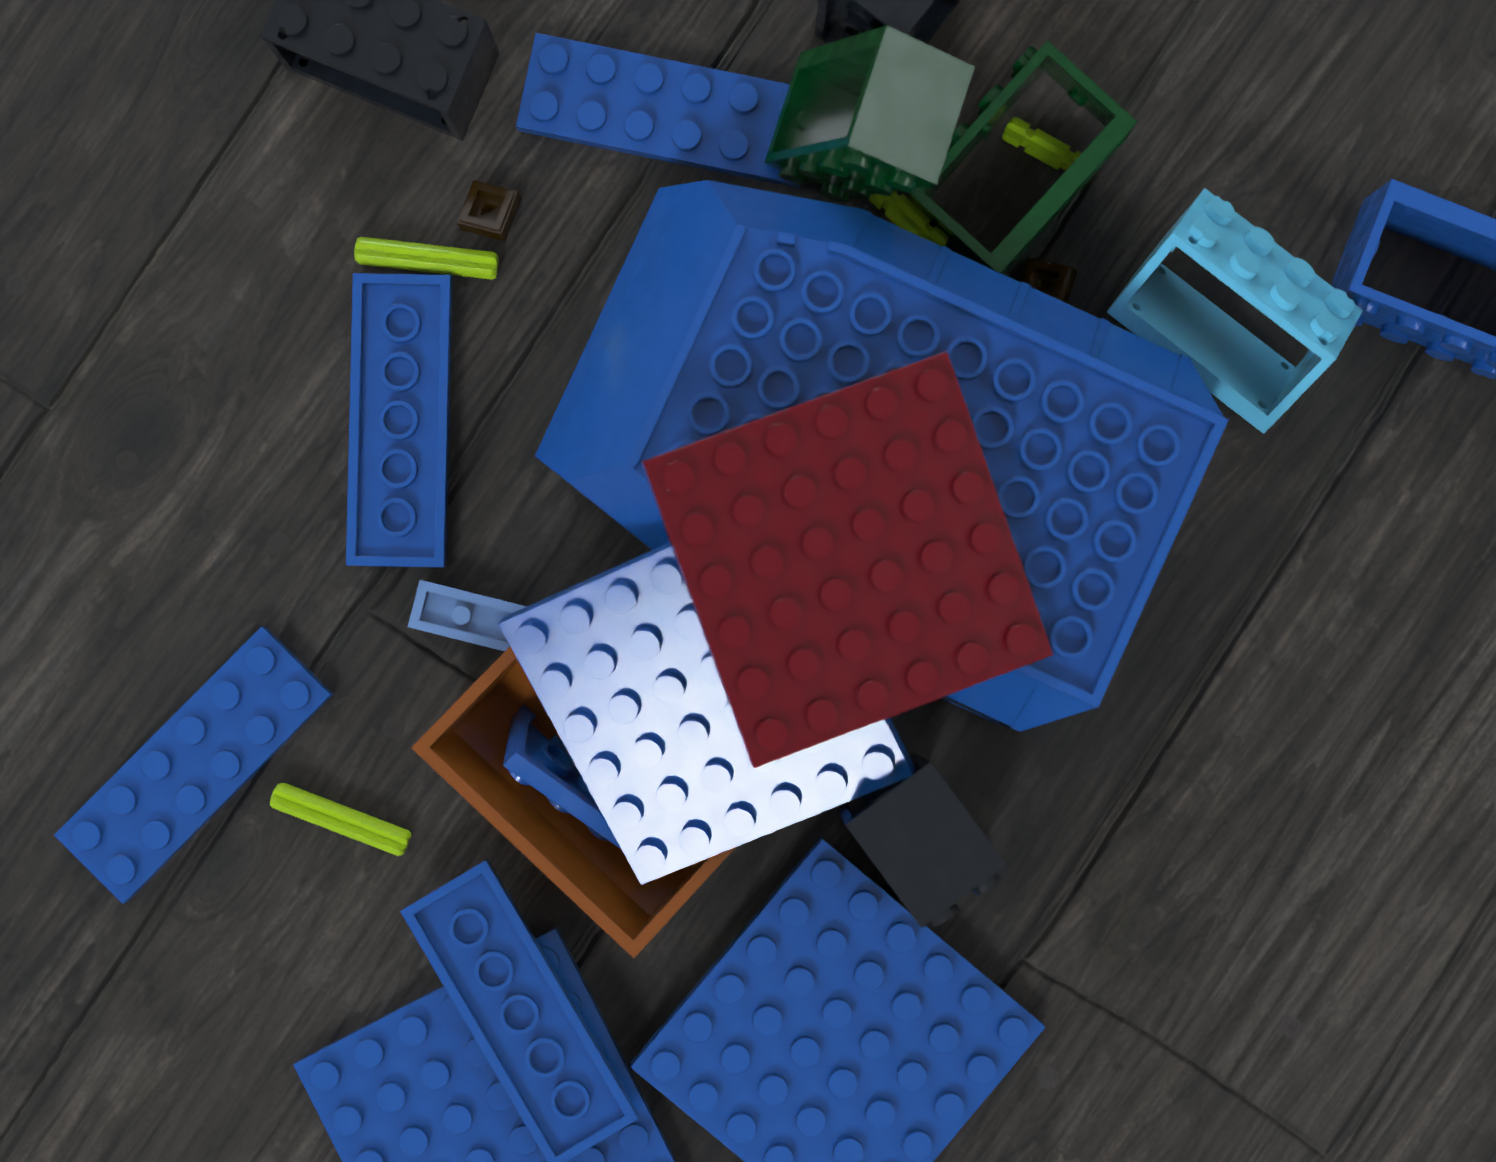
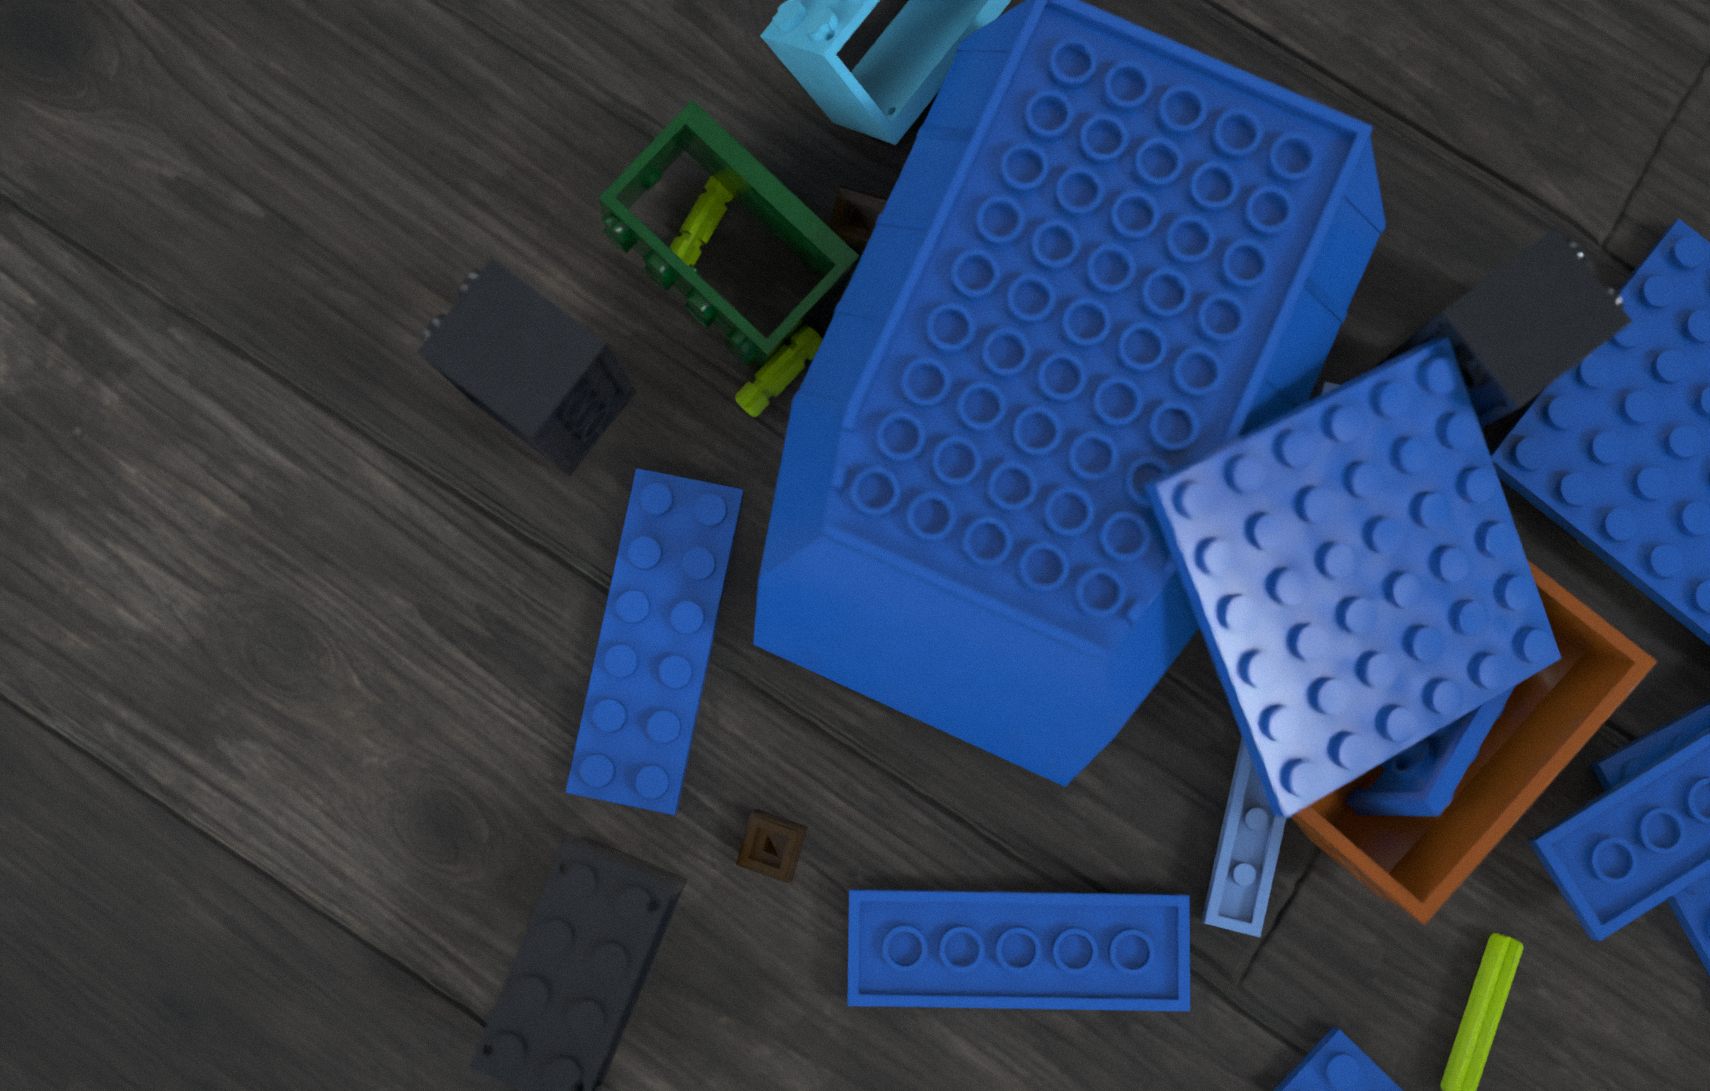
camera: 85 degrees left, 5 degrees down
(426, 258) = (826, 920): lime axle -> none
(847, 559) = (1222, 401): dark red plate -> none
(869, 115) = (698, 347): dark green hose -> none

